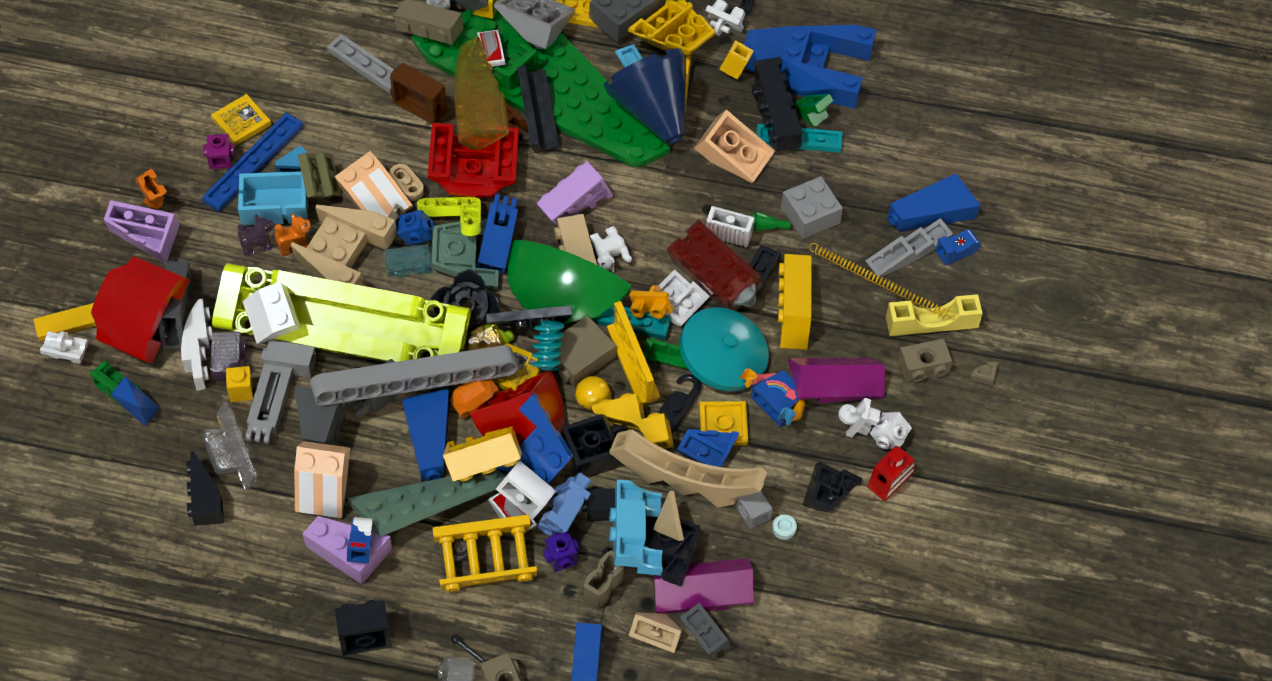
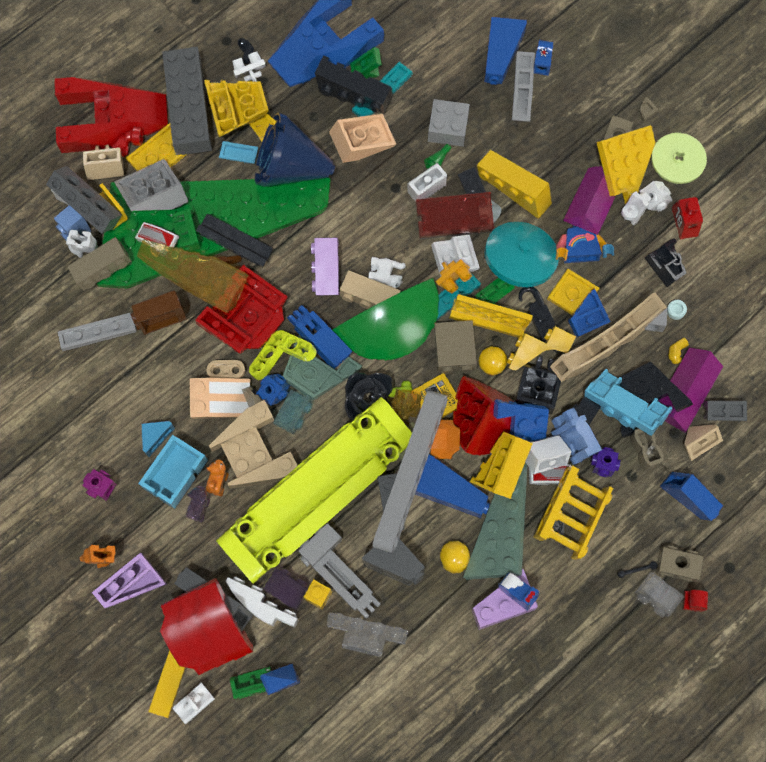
camera: 50 degrees left, 15 degrees up
(206, 499) = (397, 676): black slope -> none
(241, 119) = (77, 451): yellow tile -> none
(253, 161) = (123, 466): blue tile -> none
(271, 312) = (284, 537): white slope -> none
(319, 175) = (181, 427): olive slope -> none
(321, 479) = (444, 585): light nougat slope -> none
(363, 478) = (454, 556): none -> yellow hair
(363, 627) = (581, 631): black brick -> none
(529, 318) = (417, 354): black wing -> none
(548, 345) = (447, 364): teal piece -> none
(669, 520) = (634, 377): tan slope -> none
(733, 550) = (675, 350): none -> yellow arm
(736, 60) = (293, 85): yellow brick -> none
(881, 279) = (497, 136): yellow piece -> none
(906, 318) = (589, 109): light yellow arch -> none
(906, 378) = (626, 160): none -> yellow wing
(971, 439) = (683, 146): none -> yellowish green piece

